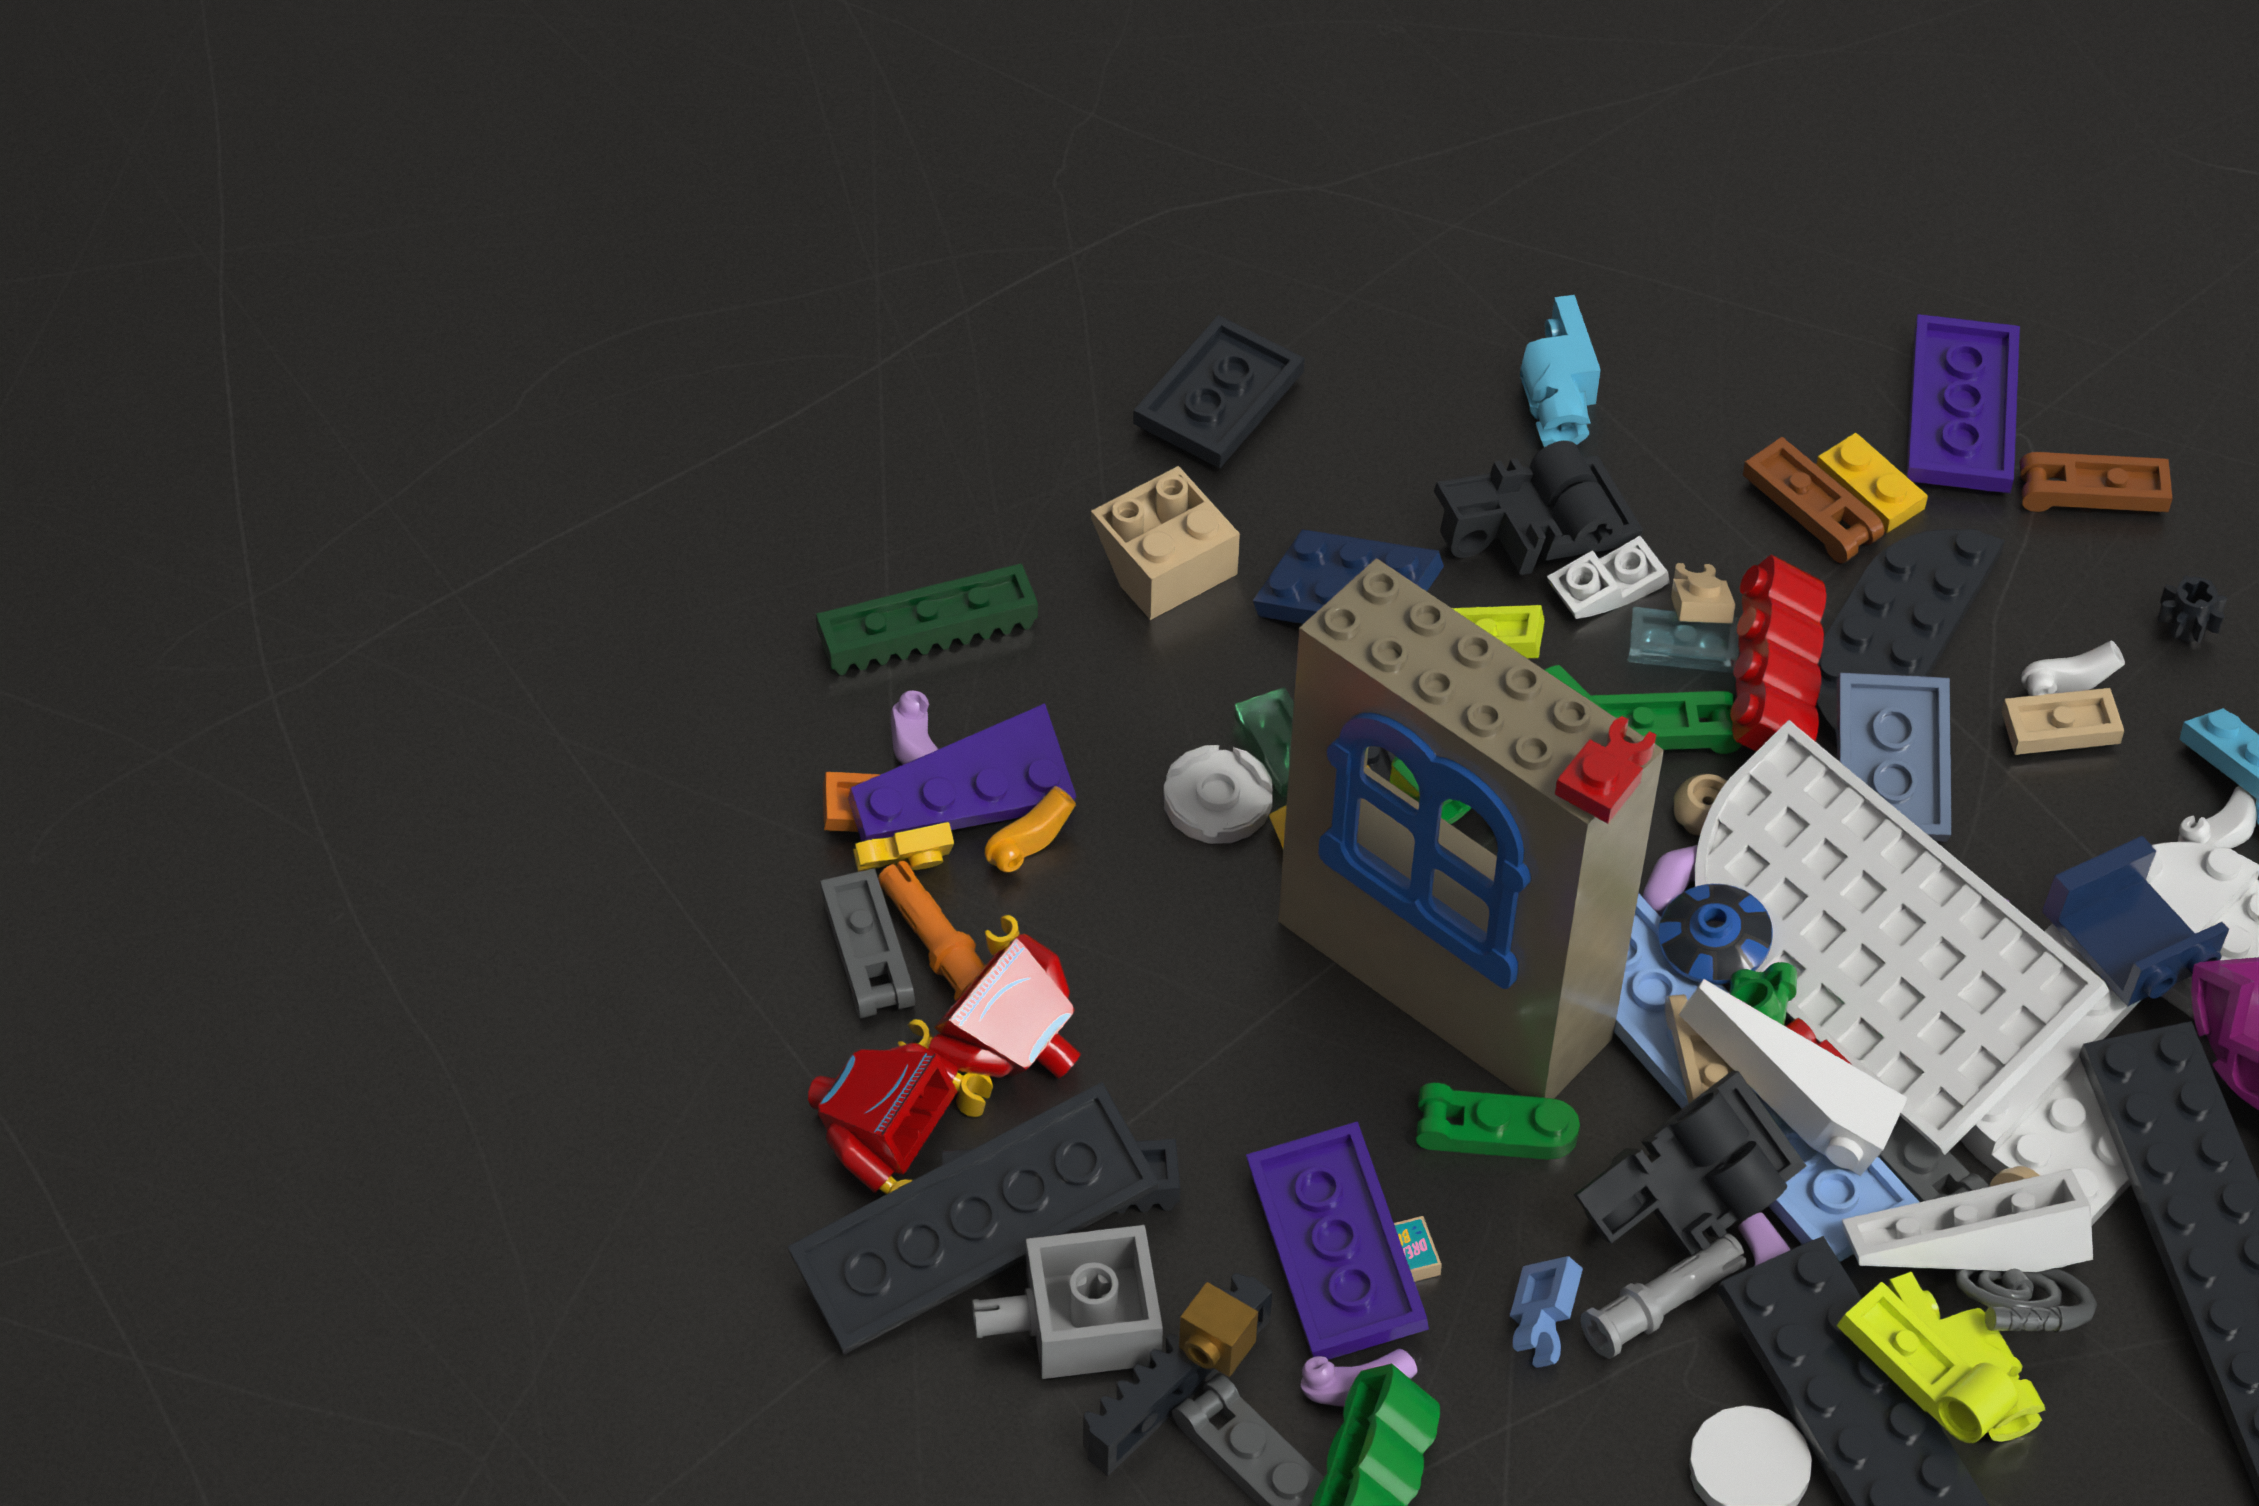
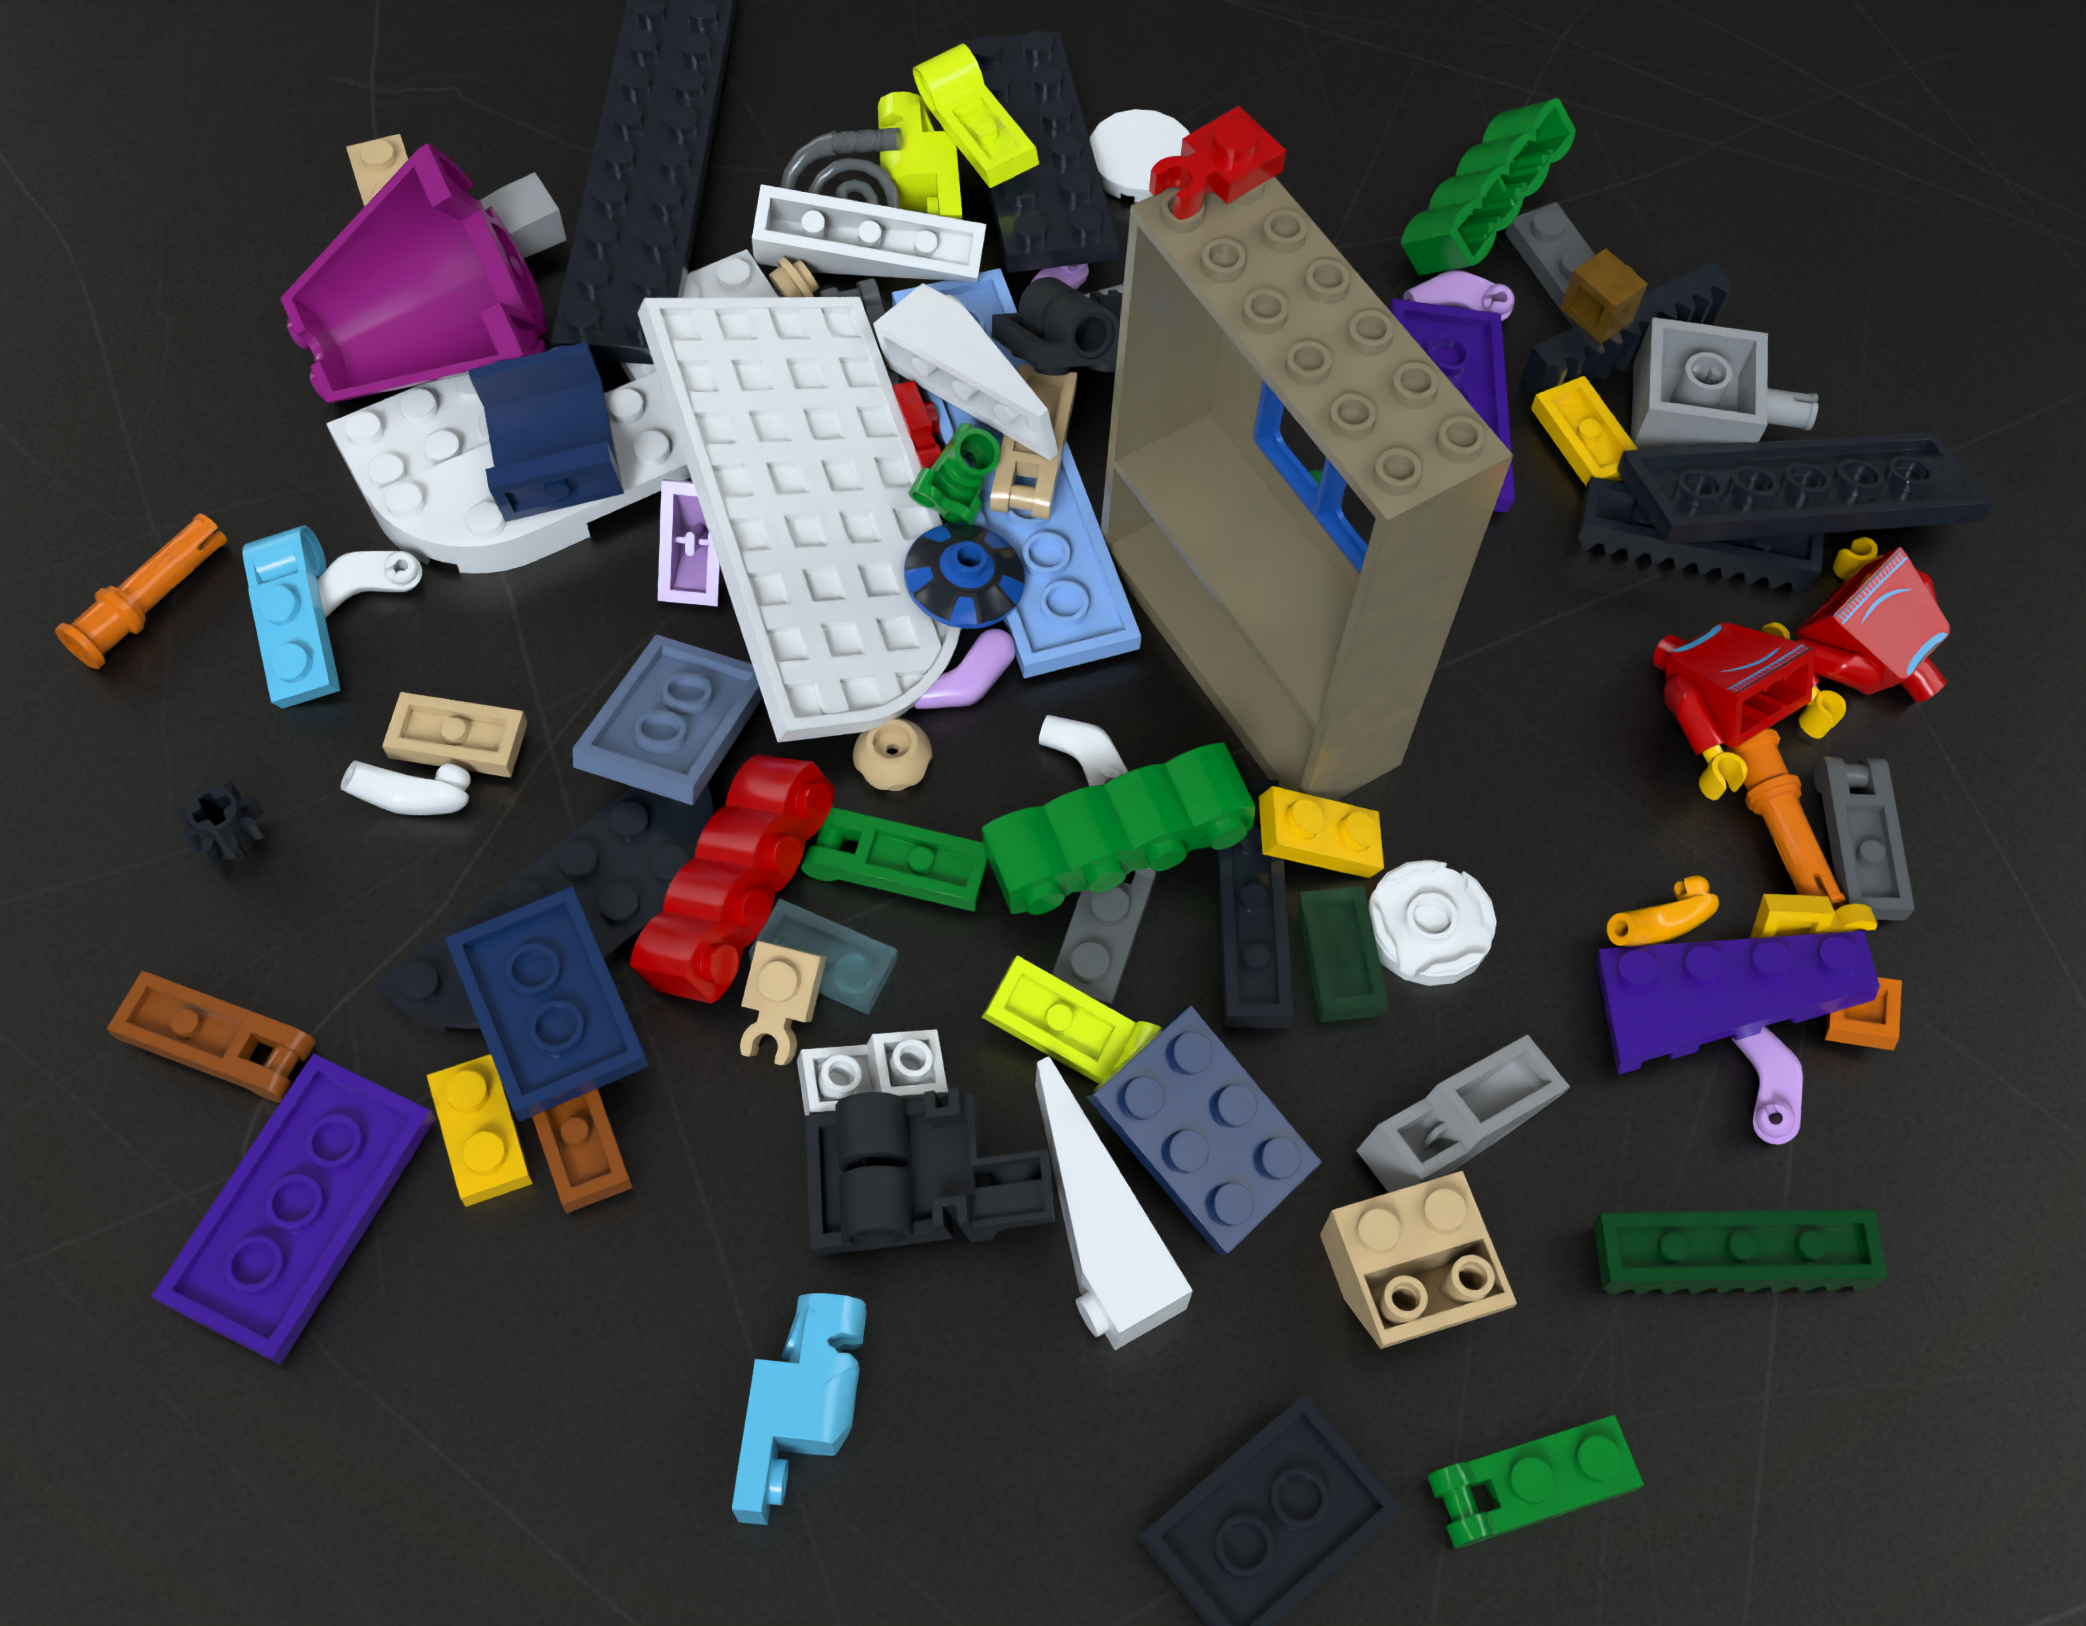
camera: 165 degrees left, 10 degrees up
(1044, 461) = (1537, 1481): none -> green plate
(1154, 651) = (1462, 1116): none -> light grey slope
(1189, 1249) = (1583, 429): none -> yellow plate
(1383, 504) = (1116, 1252): none -> white slope
(1866, 531) = (546, 1003): none -> dark blue plate

